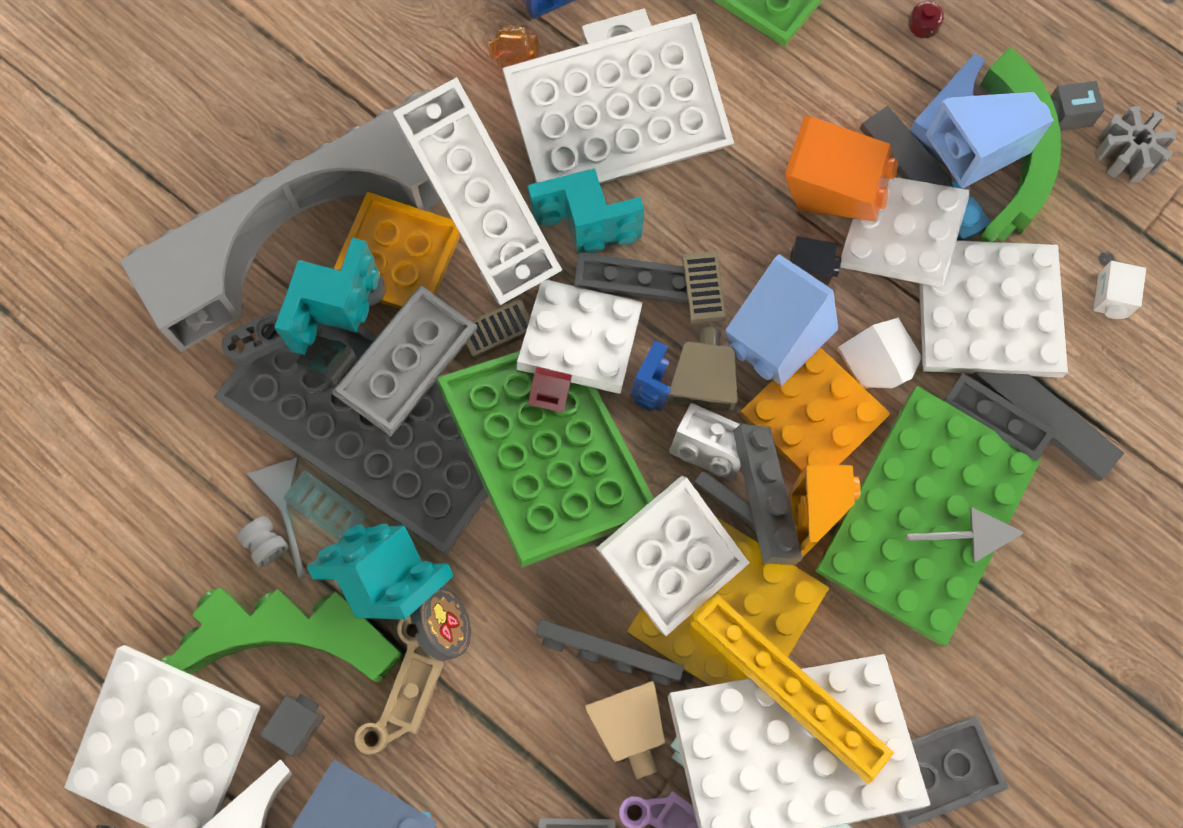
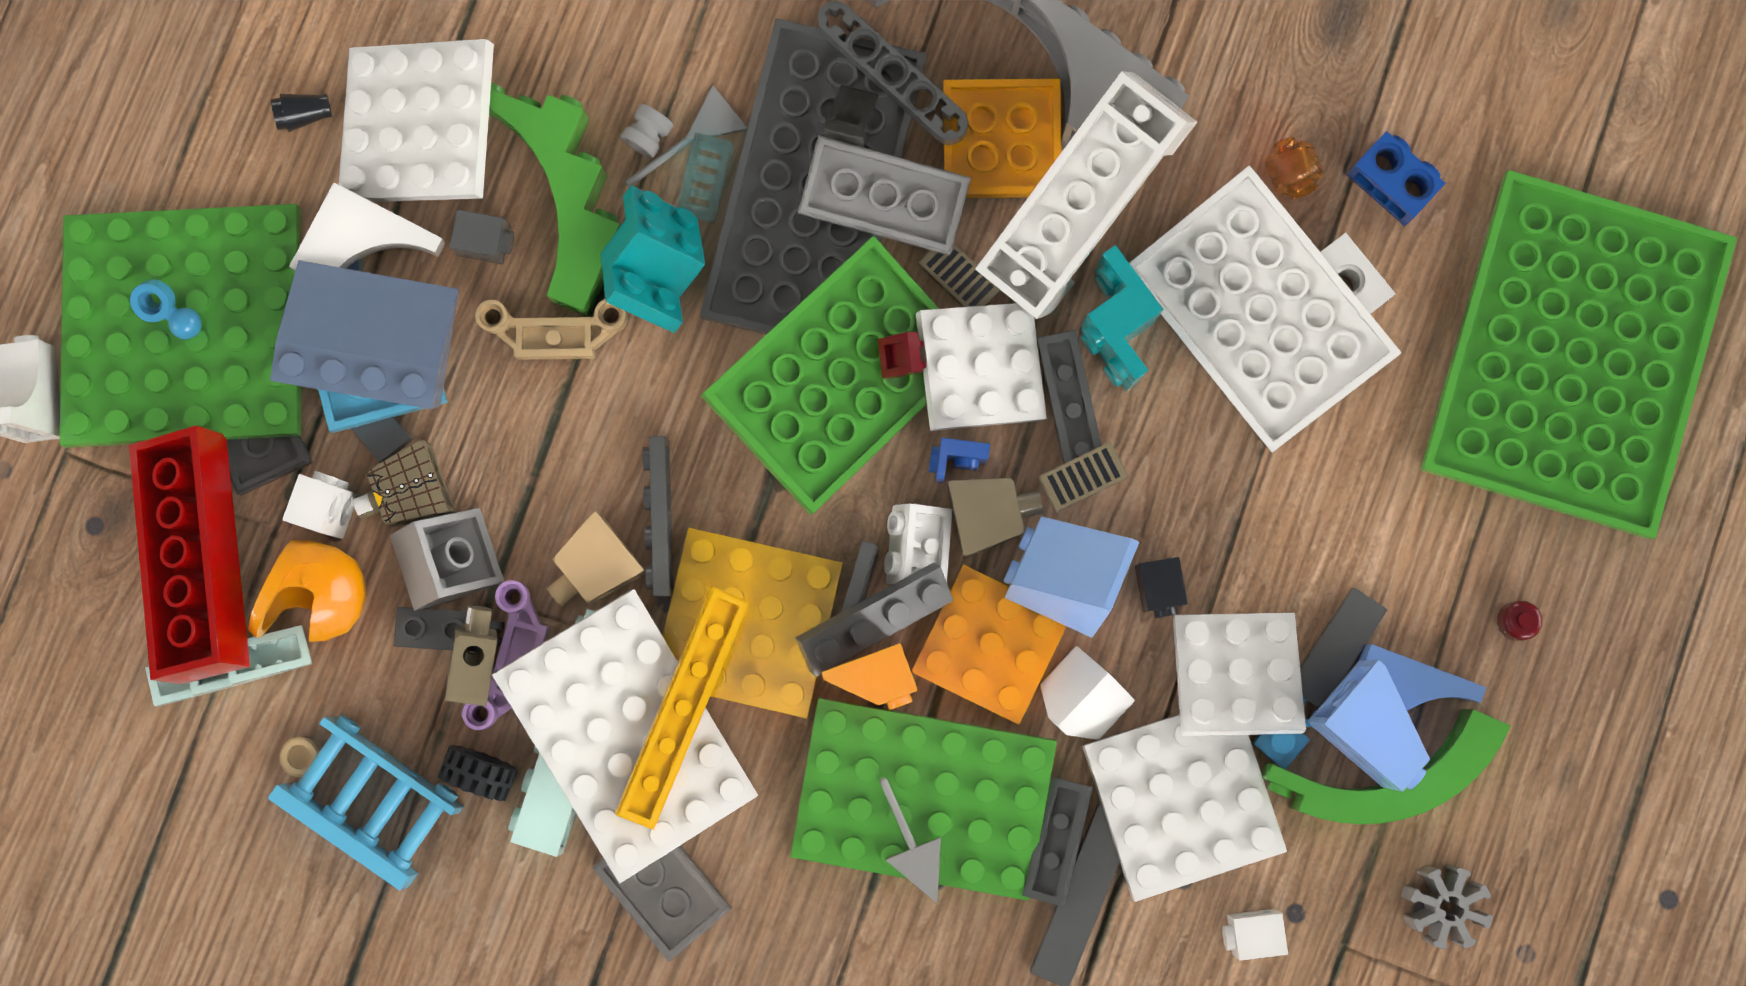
camera: 75 degrees right, 10 degrees up
(327, 297) = (911, 98): teal bracket -> none
(442, 625) = (624, 343): tile -> none
(673, 555) = (771, 543): white plate -> none
(839, 171) = (1273, 578): orange slope -> none
(1077, 105) = (1469, 823): dark grey brick -> none

